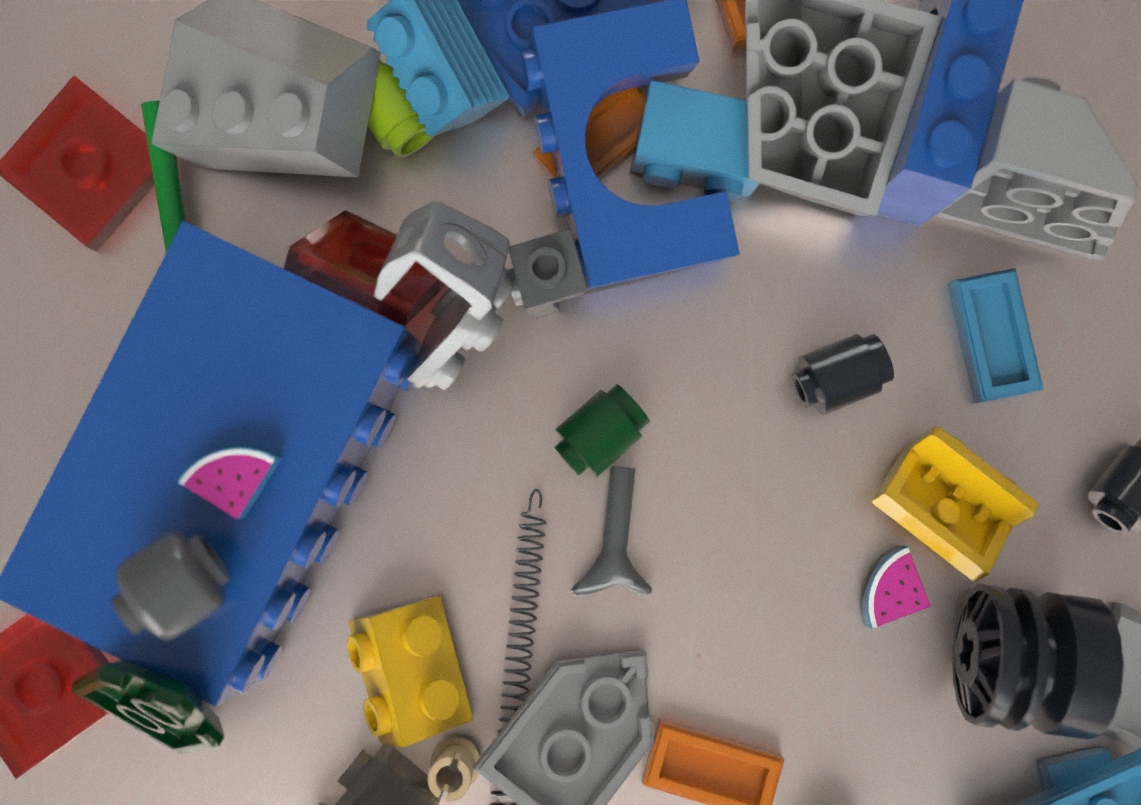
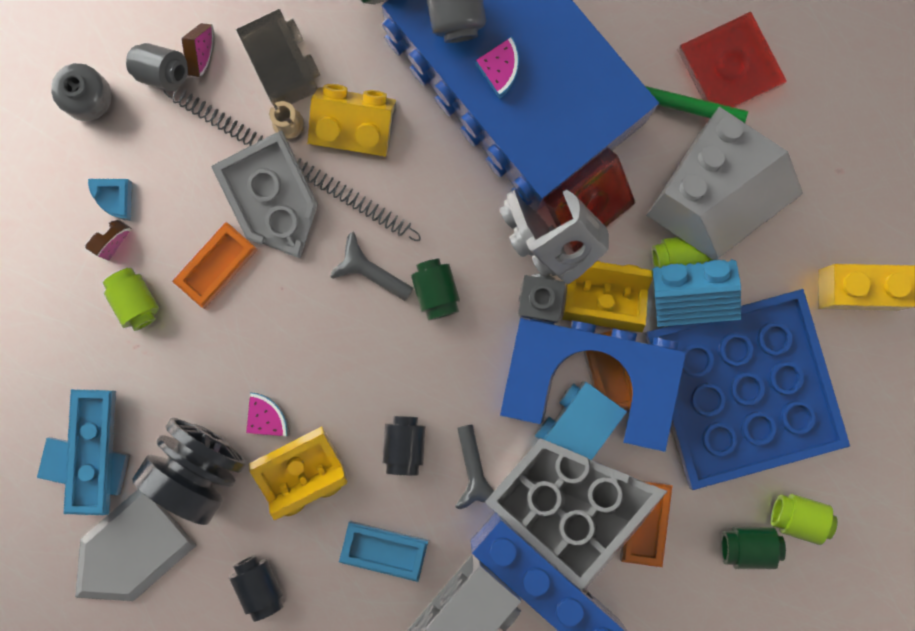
camera: 115 degrees right, 0 degrees up
(498, 178) = (609, 296): none -> yellow bracket
(845, 247) = (477, 486): none -> dark grey piece

